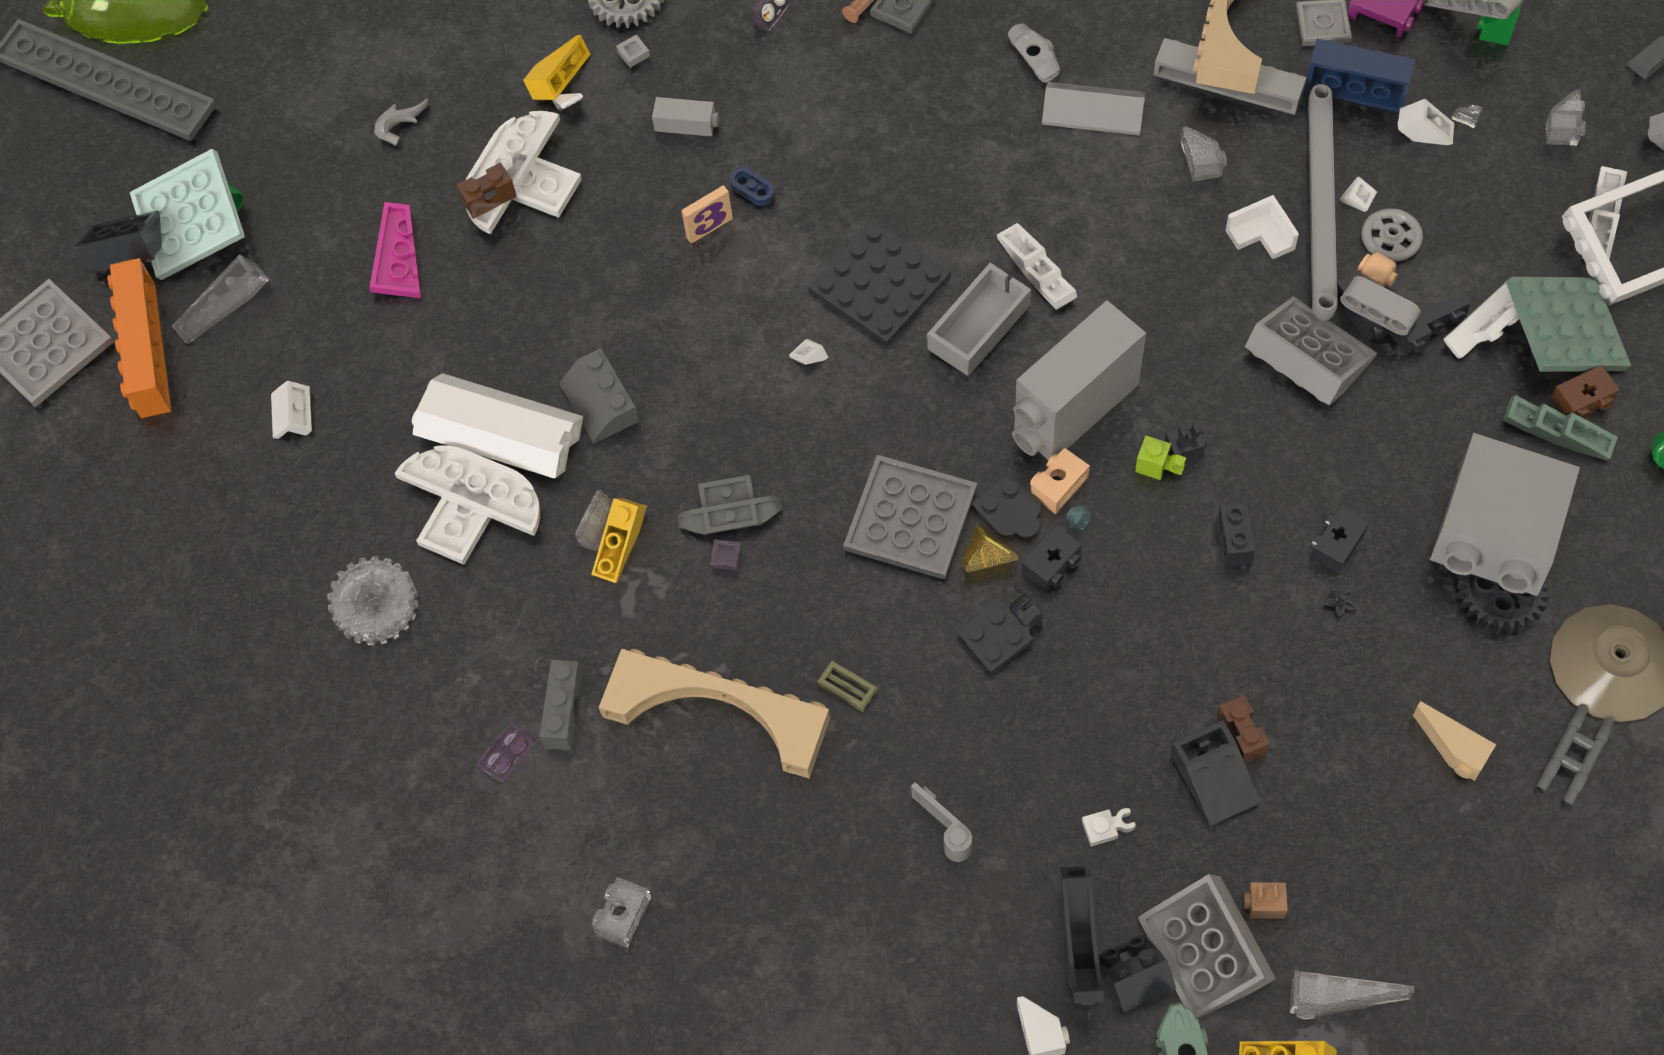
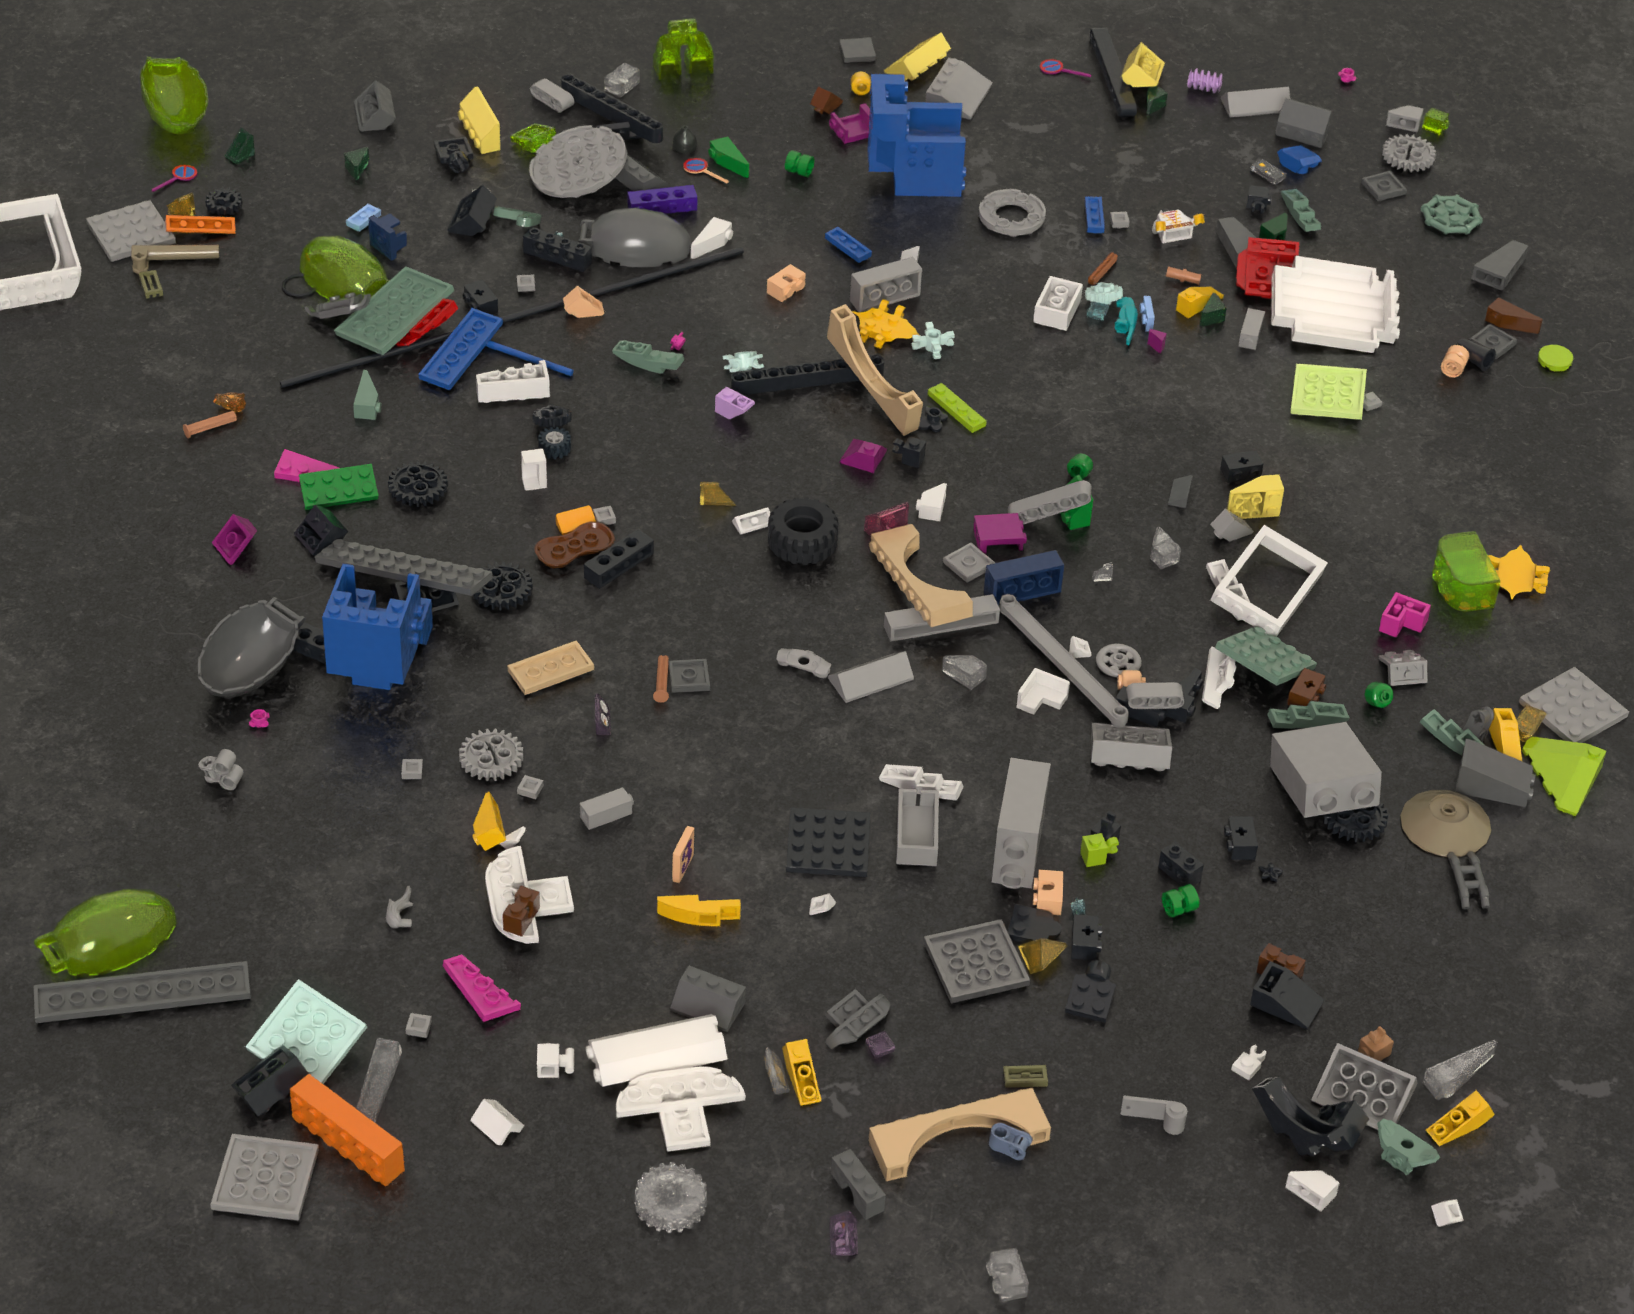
camera: 45 degrees left, 20 degrees down
(308, 260) = (418, 1025): none -> light grey plate
(392, 373) = (549, 1060): none -> white brick
(670, 285) = (695, 912): none -> yellow slope
(754, 186) = (701, 826): dark blue plate -> none
(761, 759) = (1008, 1140): none -> sand blue piece
(1196, 578) = (1180, 900): none -> green wheel
(1425, 124) = (1083, 589): white slope -> none
(1458, 745) = (1401, 908): tan slope -> none

